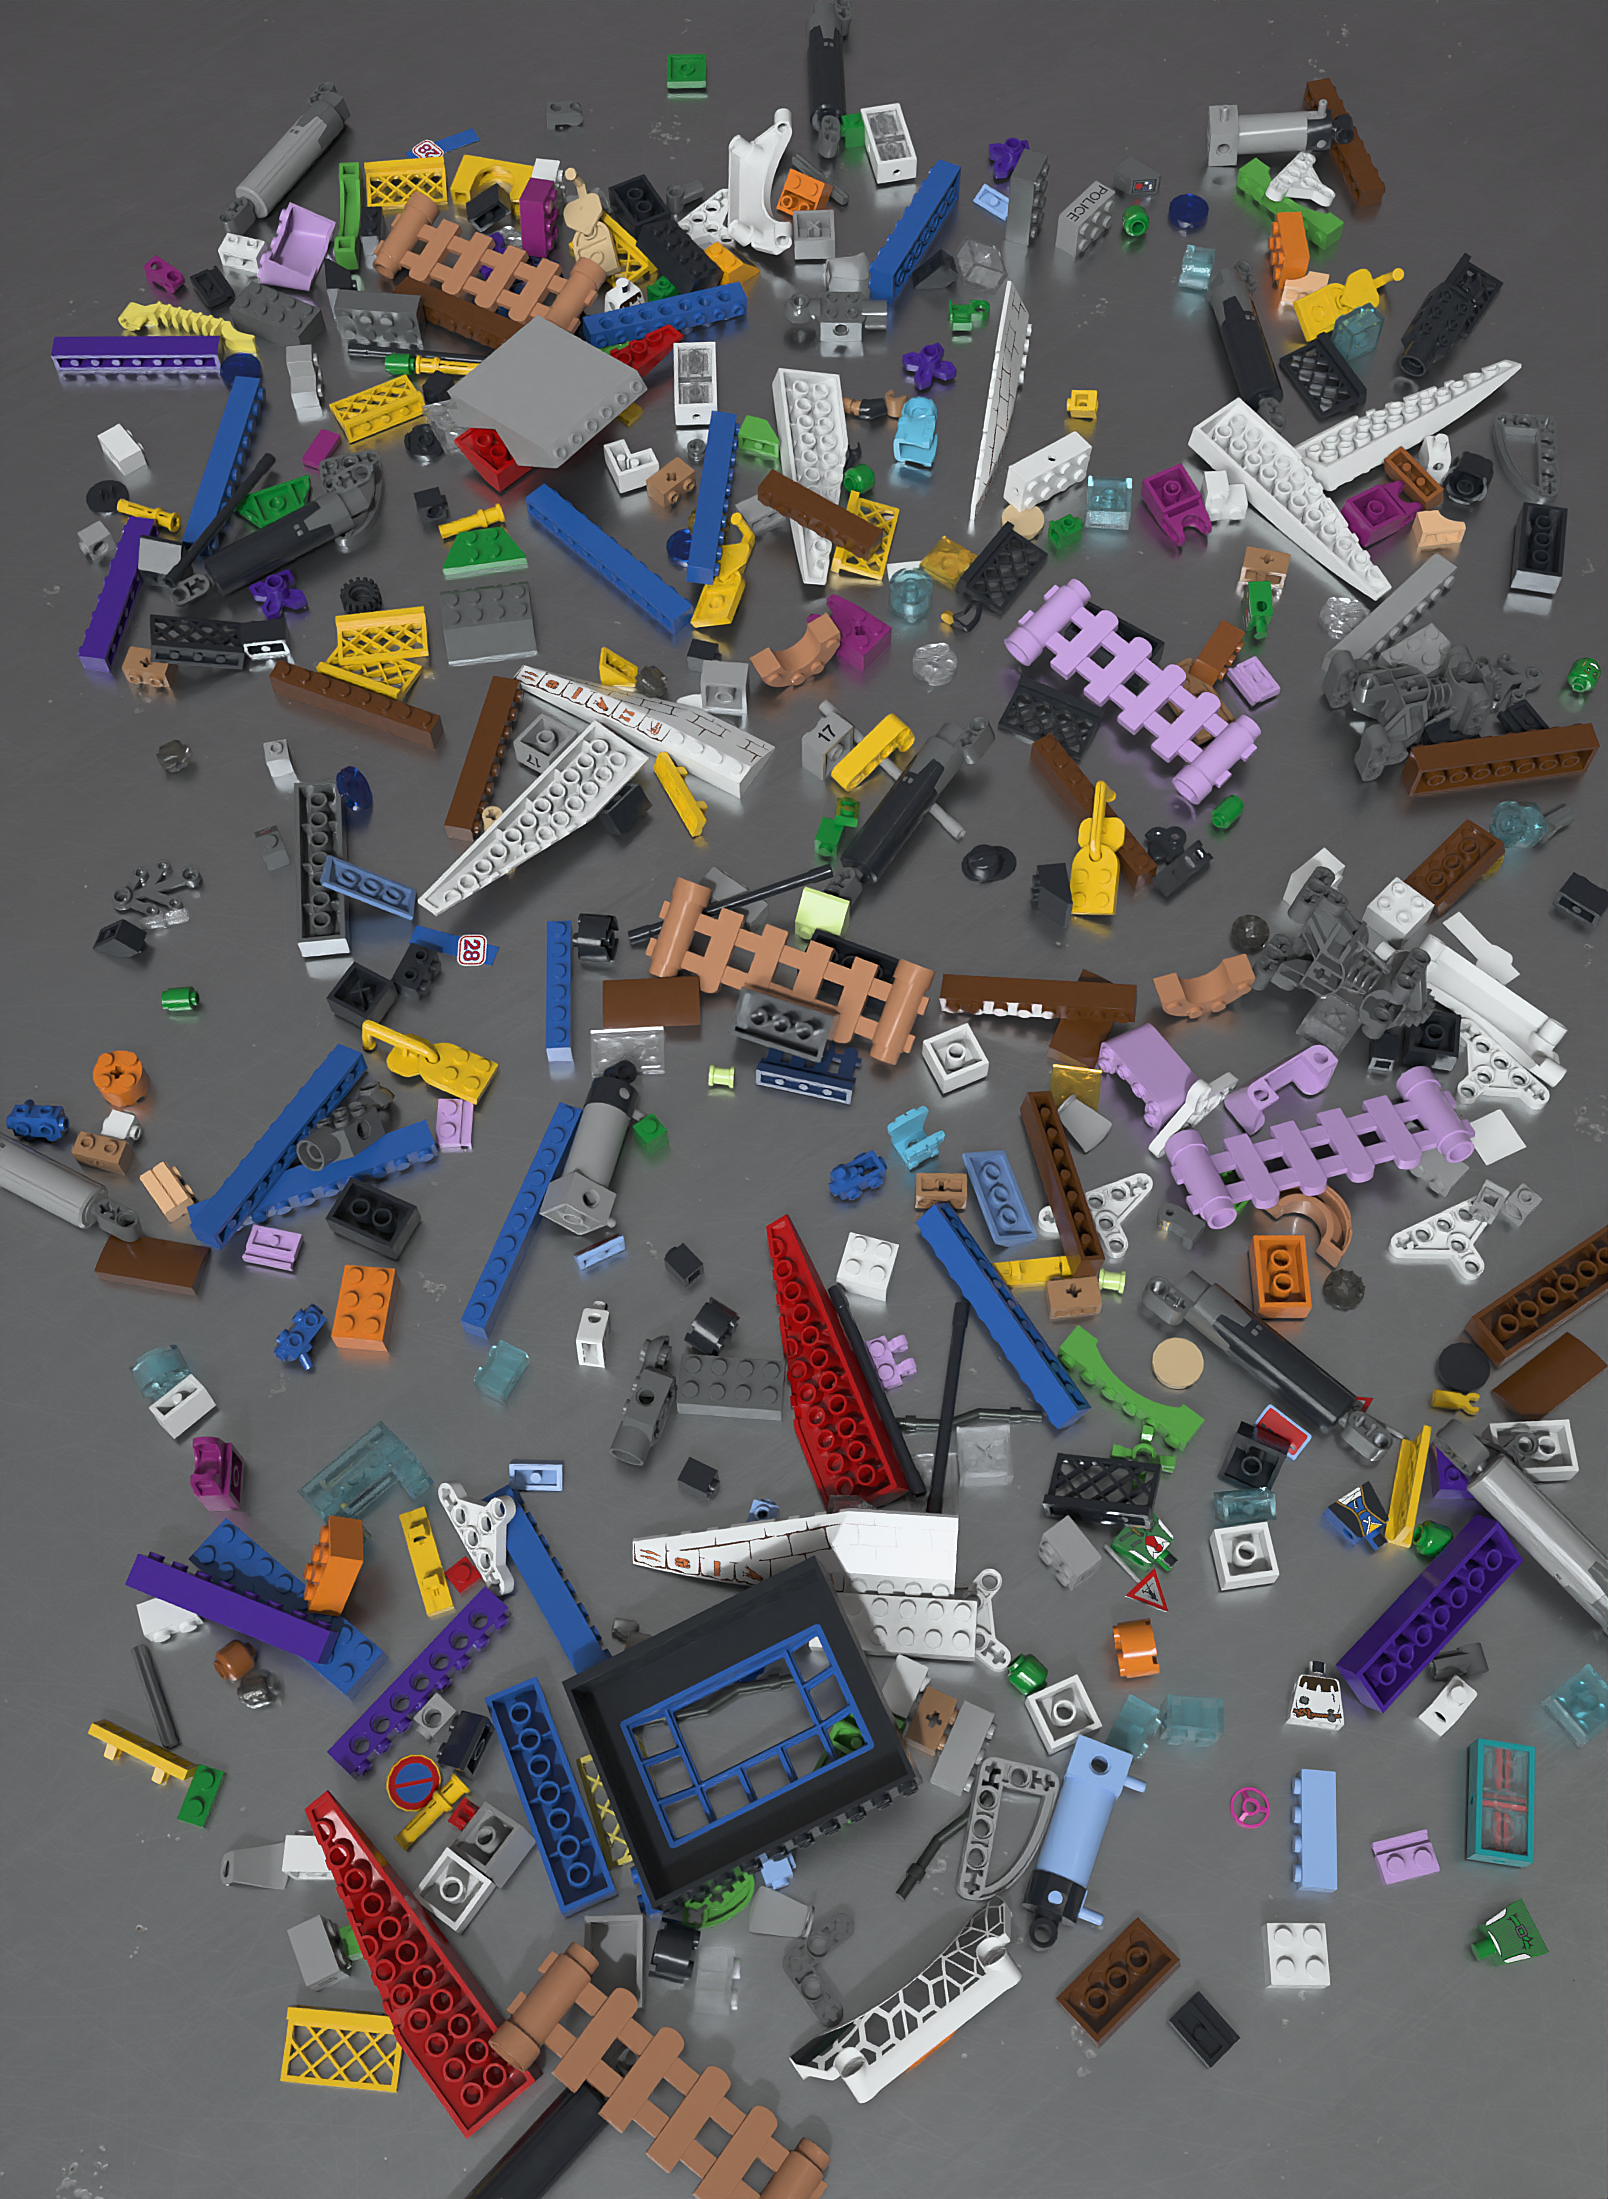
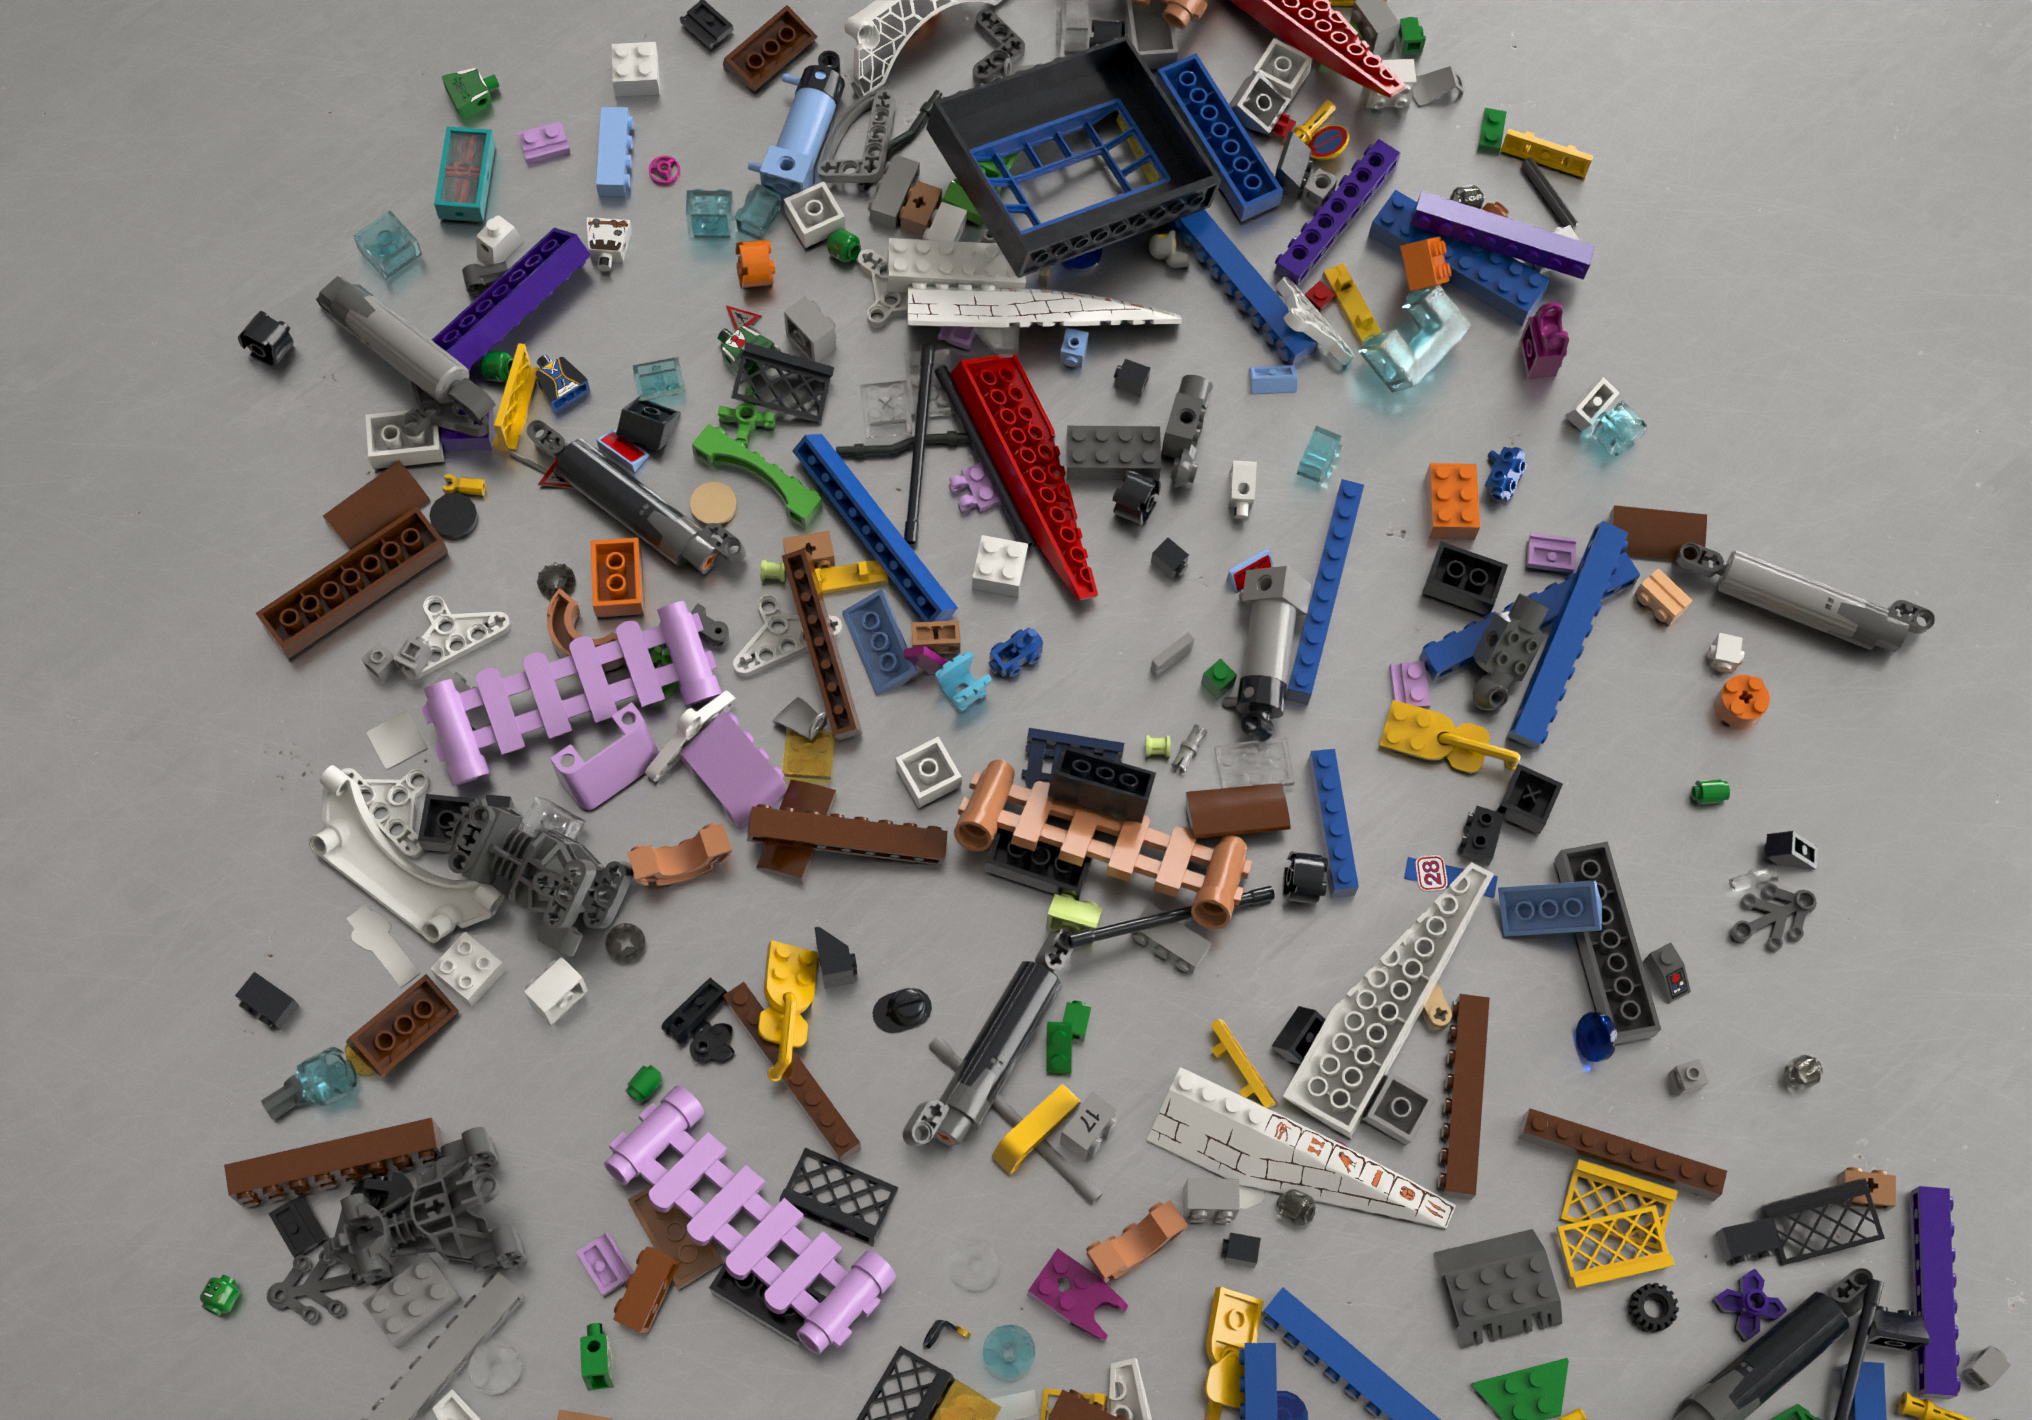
camera: 170 degrees right, 5 degrees up
(38, 1121) = (1814, 654): blue brick -> none
(102, 1153) = (1738, 624): medium nougat brick -> none
(272, 1946) = (1411, 35): none -> green brick
(616, 670) = (1337, 1223): yellow slope -> none
(690, 1074) = (1189, 748): none -> light grey pin
(695, 1164) = (1172, 653): none -> light grey tile
(952, 1162) = (924, 659): none -> magenta tile
(1244, 1556) = (661, 336): white brick -> none

